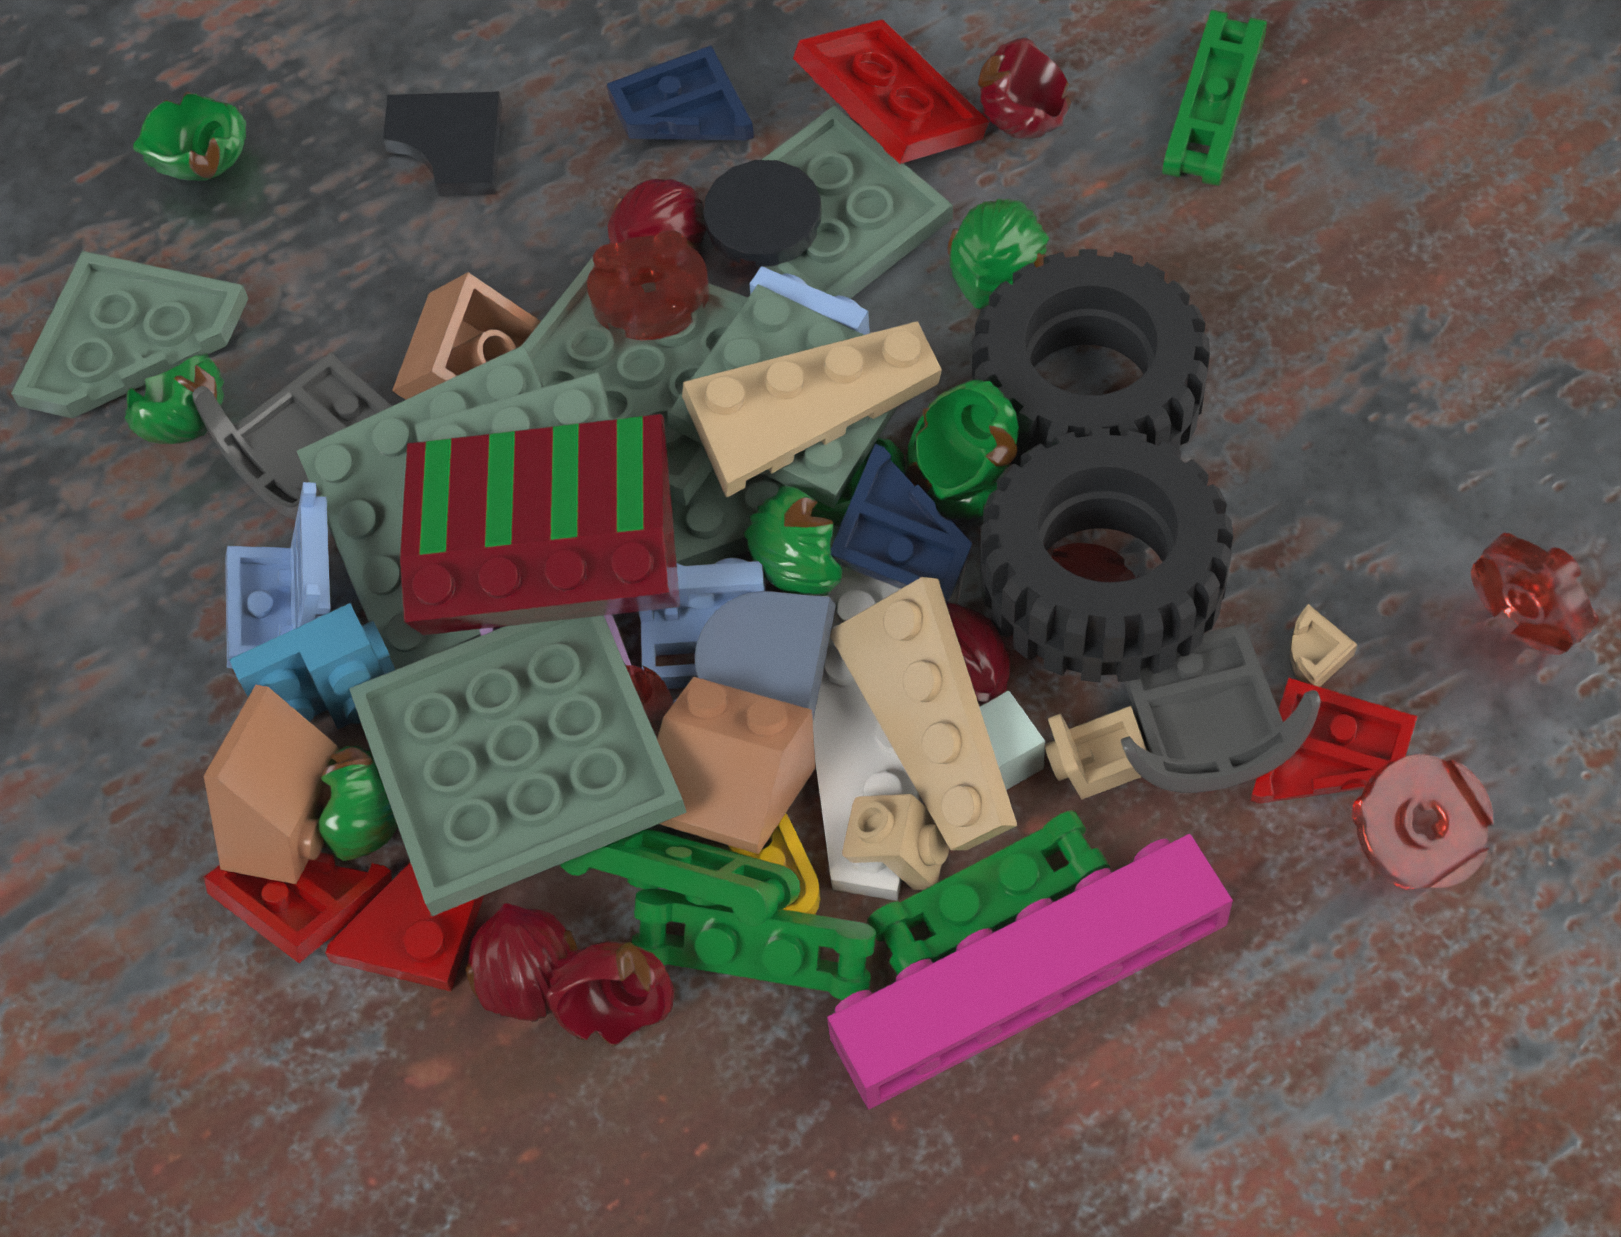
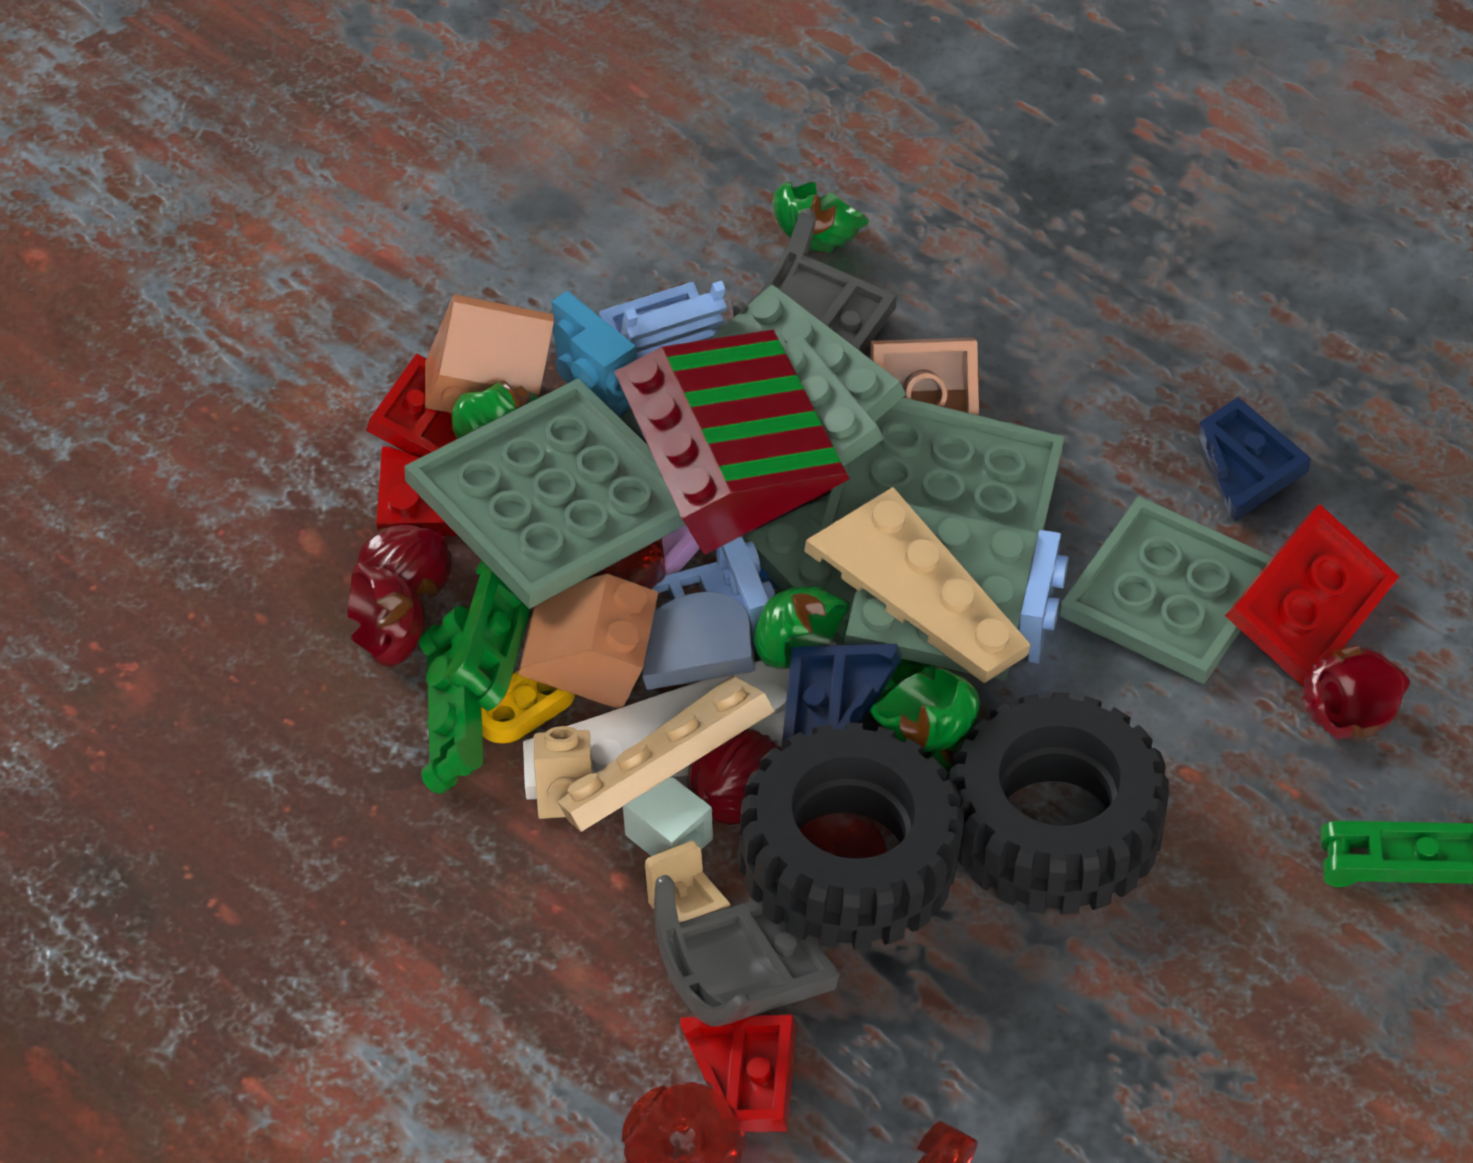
camera: 70 degrees right, 10 degrees down
(120, 327) = (876, 168): sand green plate -> none
(192, 137) = (1067, 147): green hair -> none
(449, 134) = (1149, 317): black tile -> none
(656, 208) = (1104, 473): dark red hair -> none
(658, 259) = (1026, 446): clear red plate -> none
(763, 212) = (1135, 533): black tile -> none
(987, 892) = (540, 854): green plate -> none
(993, 245) = (1180, 717): green hair -> none
(1028, 969) = (479, 890): dark pink brick -> none
(1318, 648) = (844, 1049): tan tile -> none

